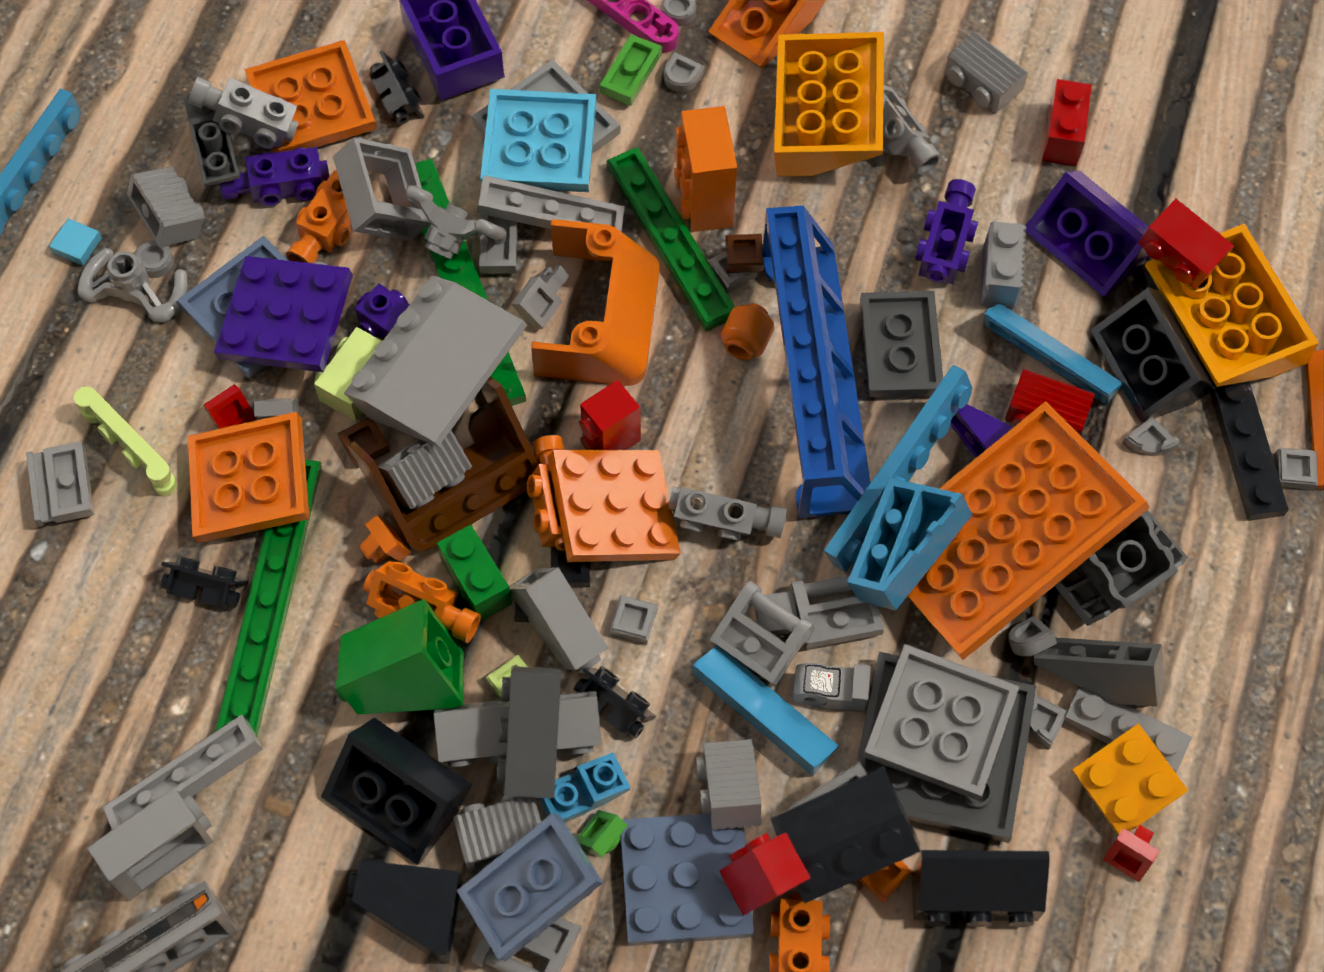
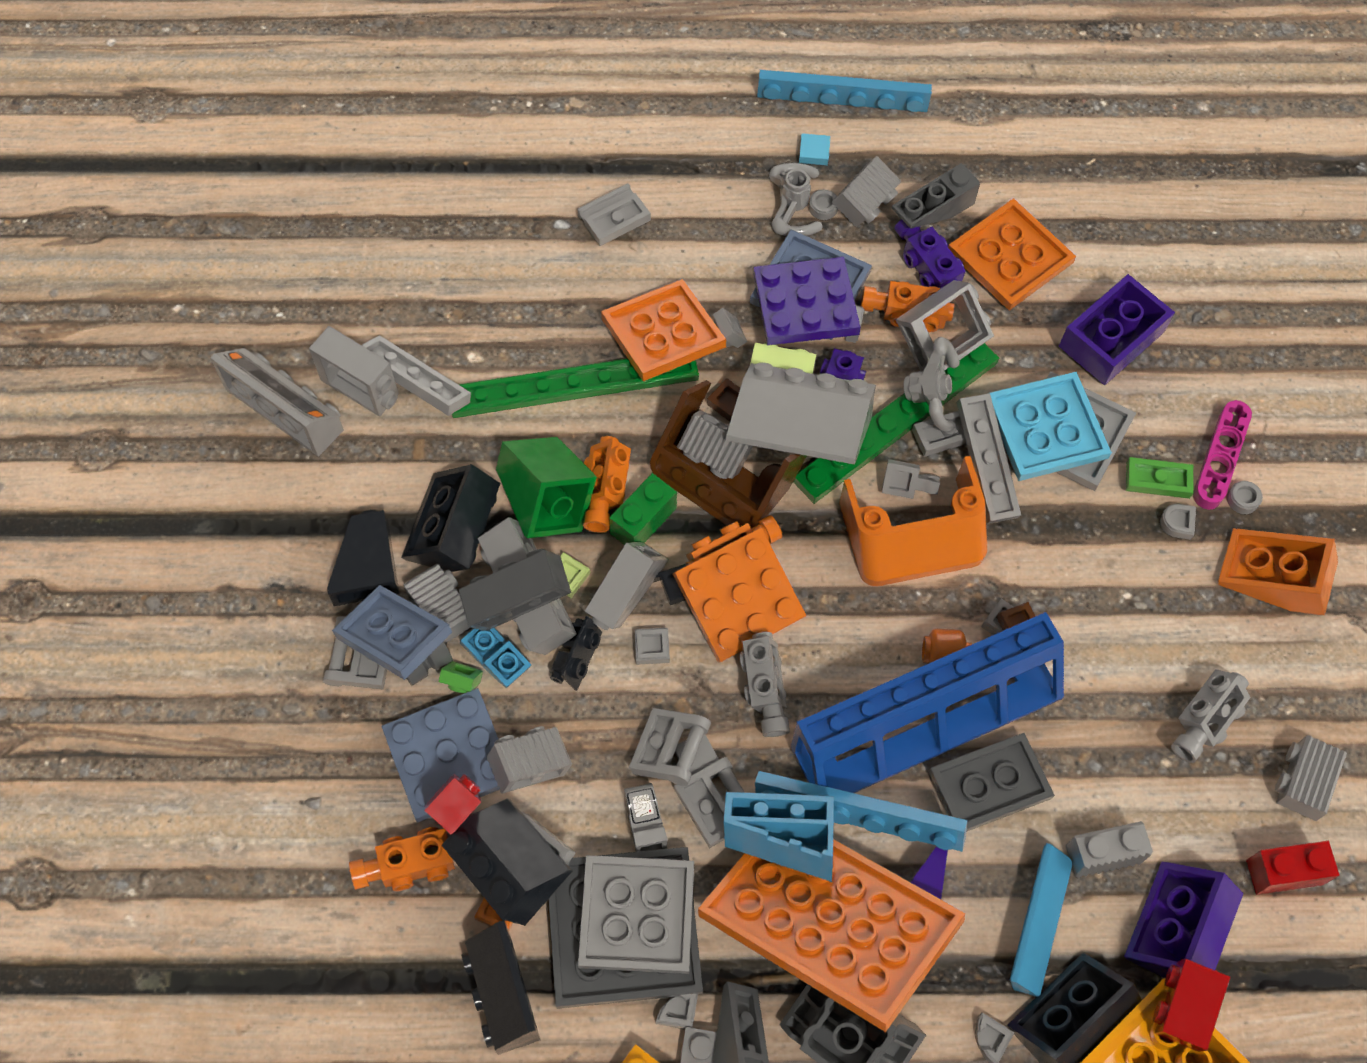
camera: 70 degrees right, 0 degrees up
(116, 429) = (668, 234): yellowish green plate -> none
(187, 577) = (571, 321): black hinge -> none
(229, 408) = (714, 296): red tile -> none
(247, 111) = (967, 210): light grey brick -> none
(383, 541) = (646, 439): orange tile -> none
(404, 97) = (1058, 305): black hinge -> none
(610, 419) = (809, 564): red brick -> none
(671, 238) = (1012, 563): green tile -> none
(705, 169) = (1076, 559): orange brick -> none
(764, 709) = (607, 773): dark azure slope -> none
(828, 101) = (1201, 640): light orange slope -> none
(949, 230) = (1106, 786): dark purple brick -> none
(1030, 637) = (749, 975): light grey tile -> none
(1035, 389) = (983, 934): red brick -> none

